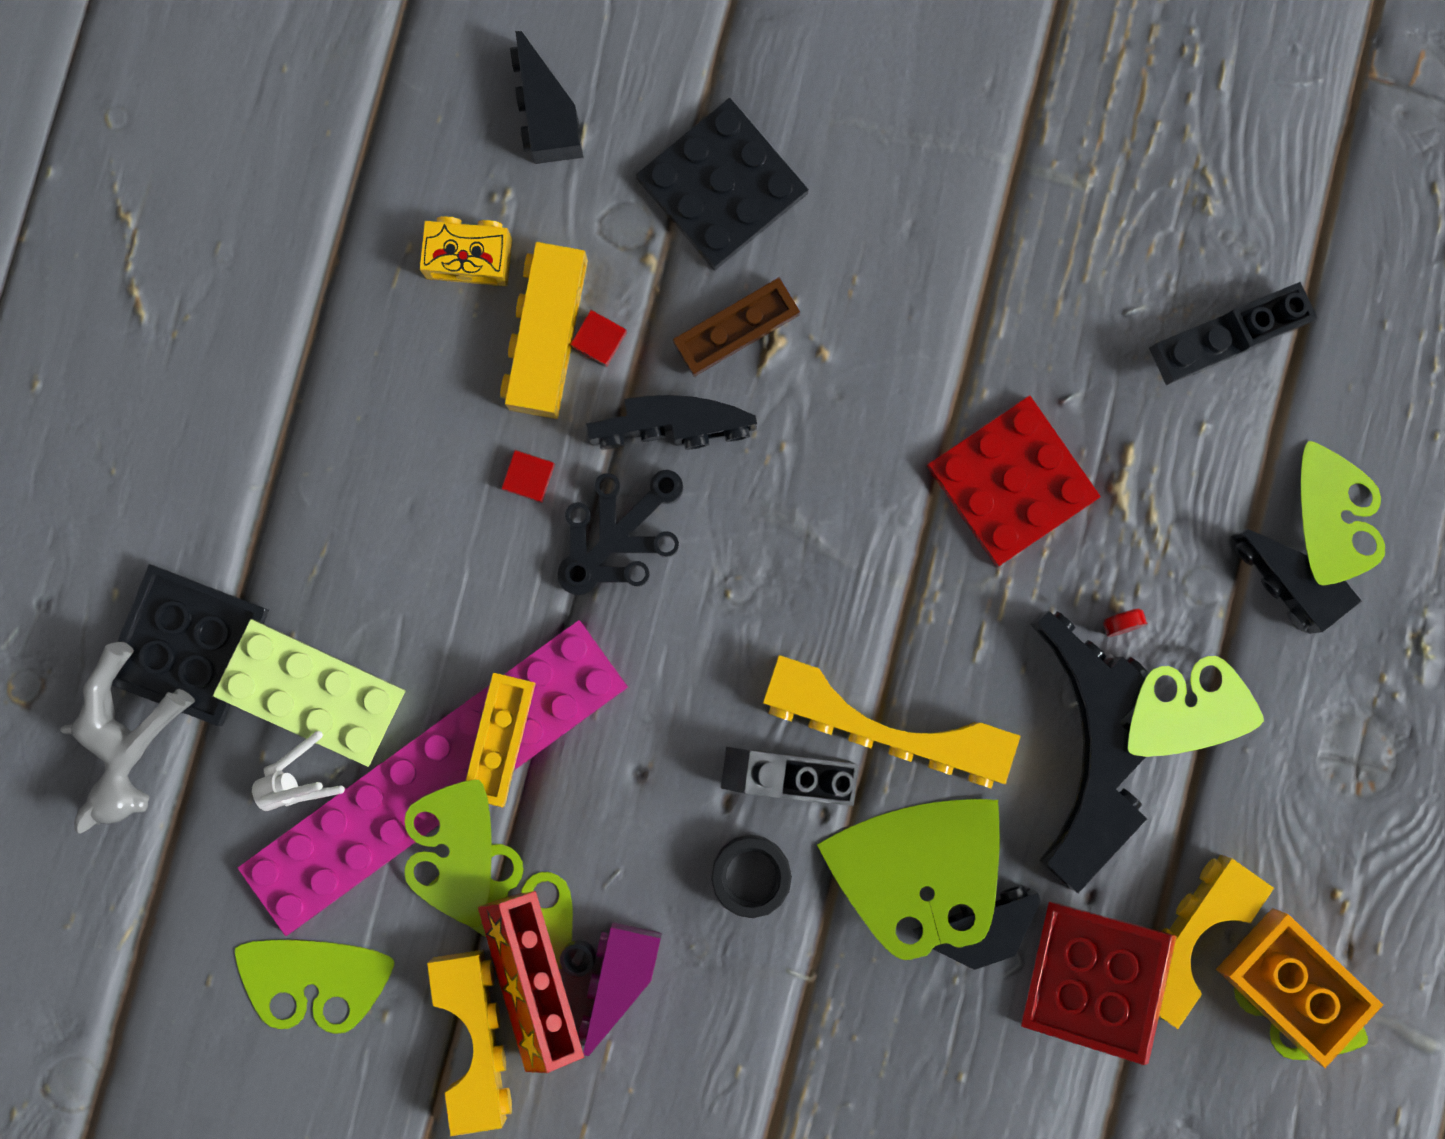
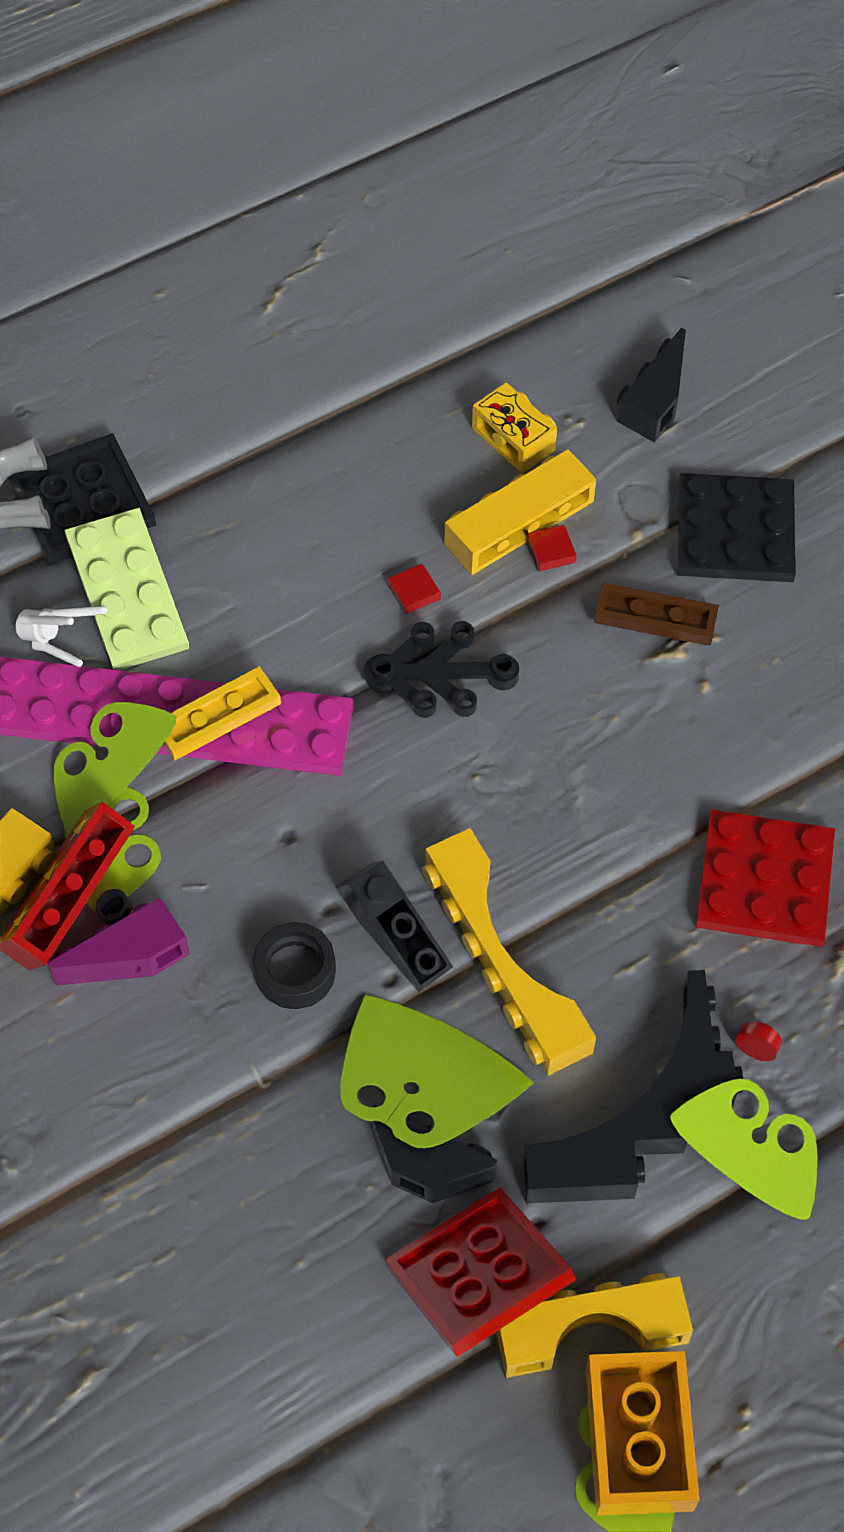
camera: 45 degrees right, 25 degrees down
(690, 418) = (560, 635): black slope -> none

